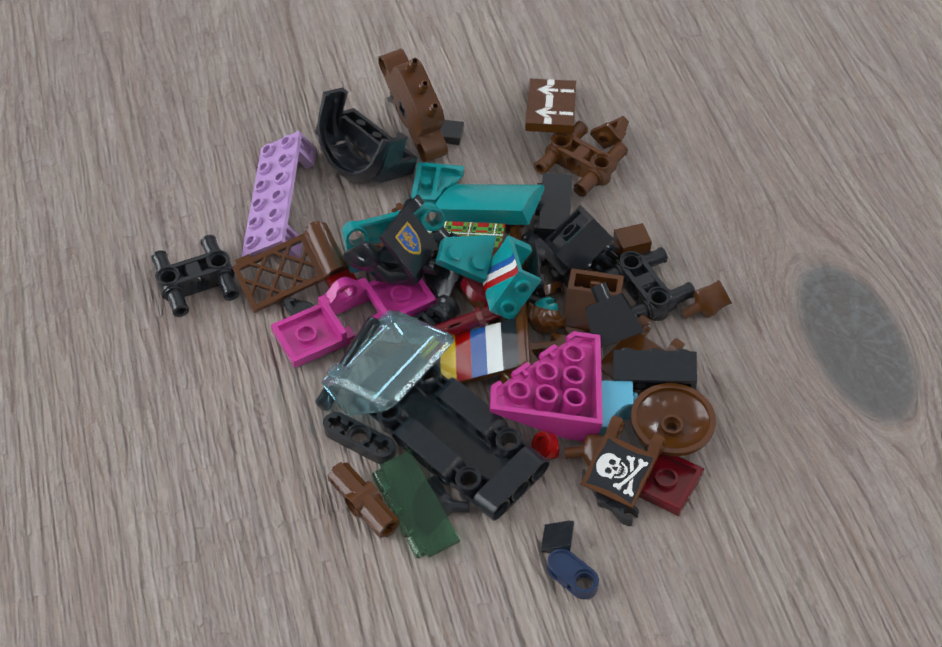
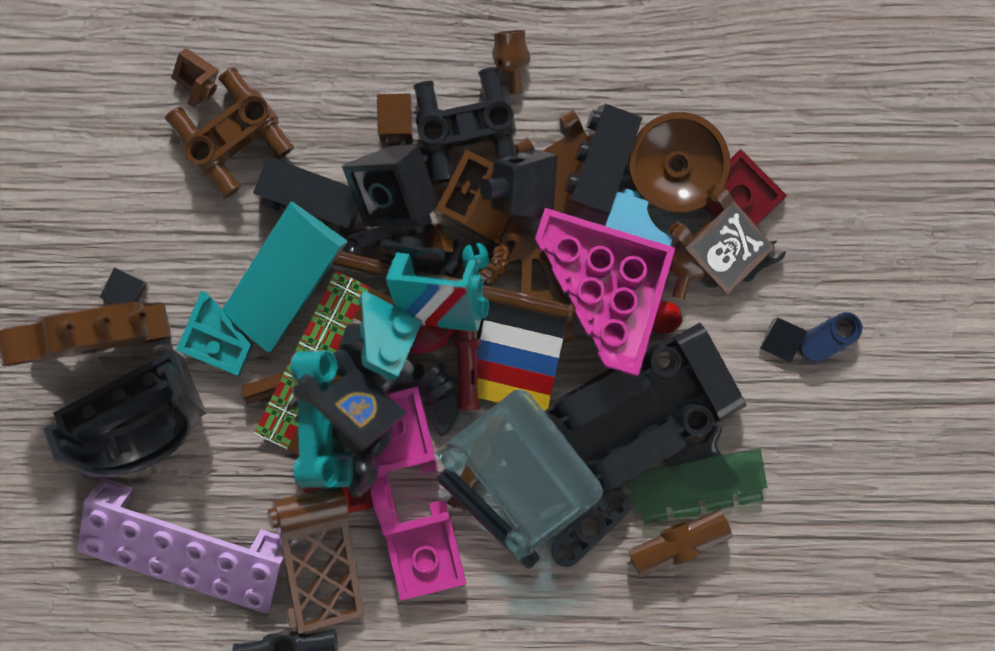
camera: 75 degrees left, 35 degrees up
(295, 306) = (375, 558): black tile -> none
(551, 106) = (125, 142): reddish brown tile -> none

